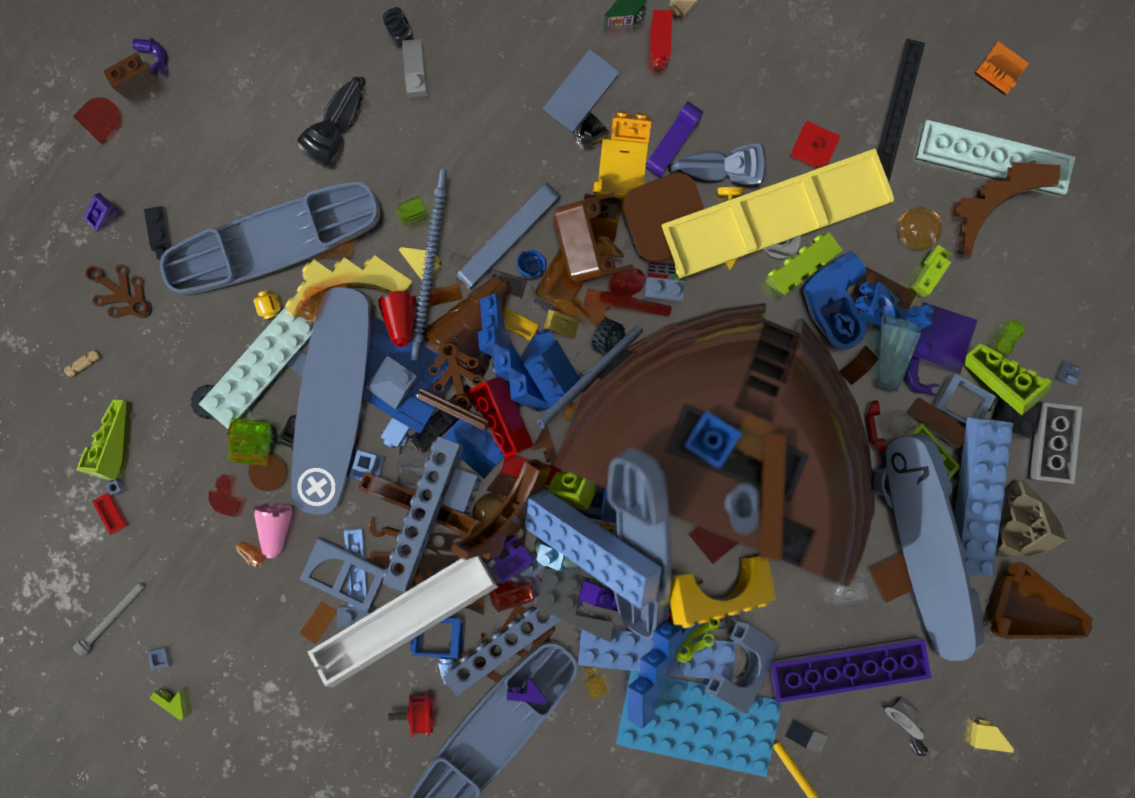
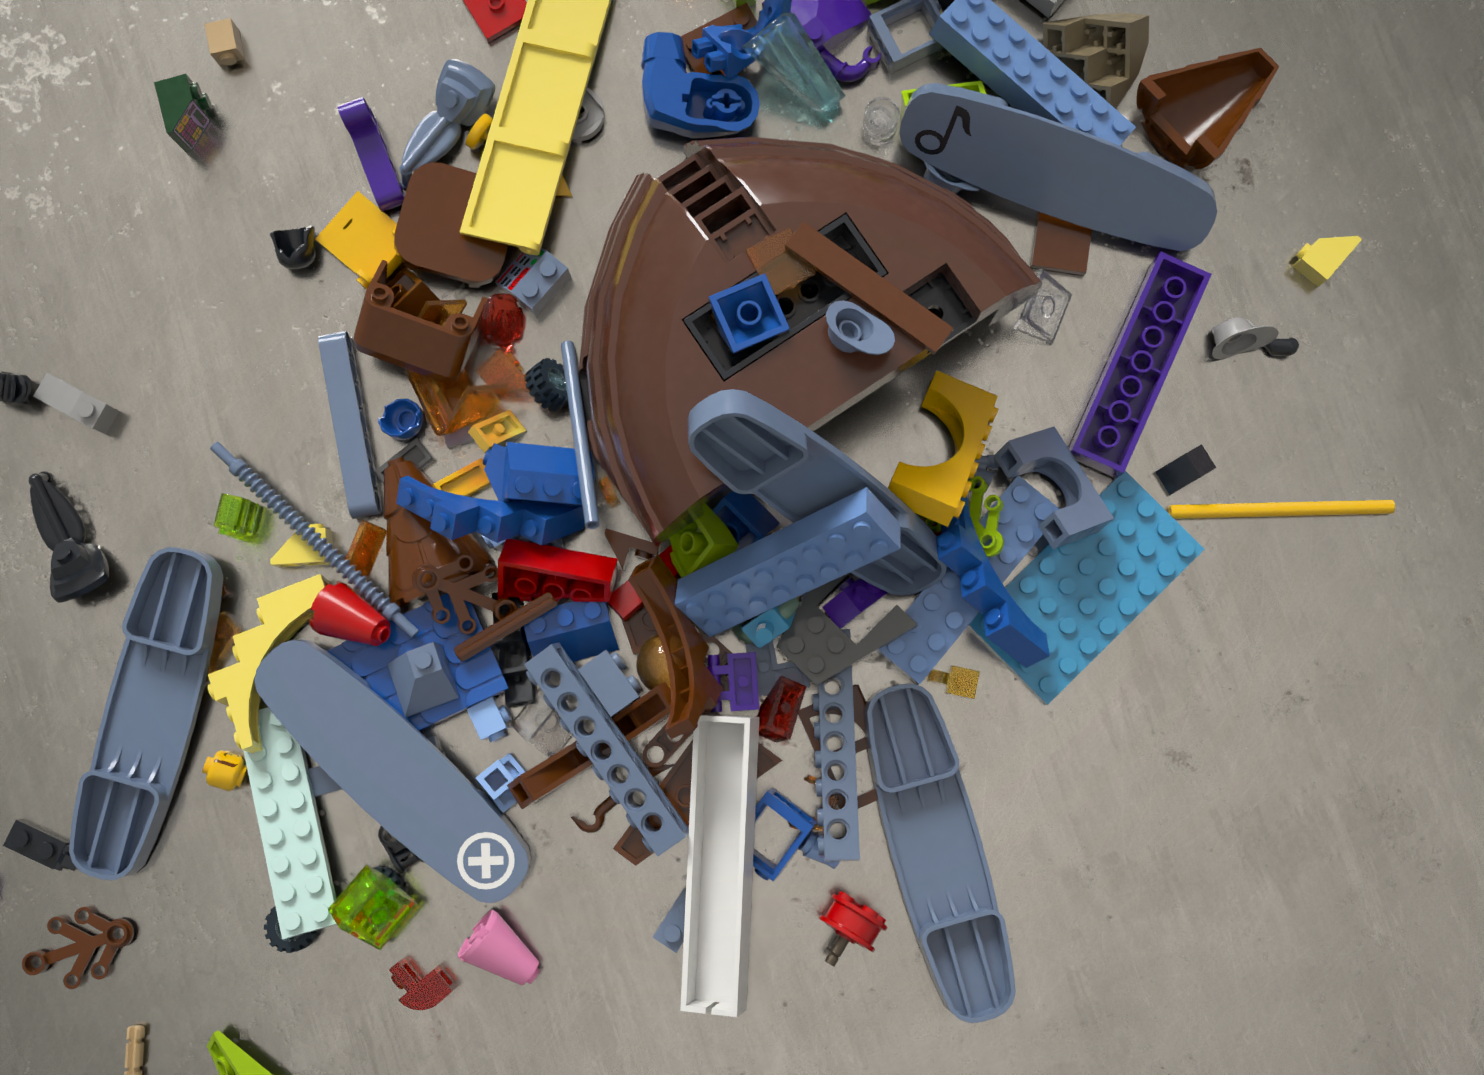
camera: 50 degrees left, 5 degrees down
(251, 554) = (514, 1001): clear orange cone -> none
(270, 476) = (435, 911): reddish brown tile -> none
(309, 305) = (256, 716): clear orange piece -> none
(318, 622) = (656, 973): clear orange tile -> none
(324, 551) = (573, 904): sand blue window -> none
(357, 577) = (620, 879): light blue tile -> none
(532, 694) = (918, 763): dark purple slope -> none
(581, 90) = (241, 227): sand blue tile -> none
(631, 127) = (326, 197): light orange bracket -> none
(635, 303) = (532, 328): clear red axle -> none
(660, 38) = (244, 92): red window -> none
(711, 544) = (876, 421): clear red tile -> none
(803, 265) = (624, 106): lime wedge -> none
(859, 365) = (785, 118): reddish brown slope -> none
(874, 410) = (849, 137): red bar -> none
(938, 422) = (914, 72): reddish brown slope -> none

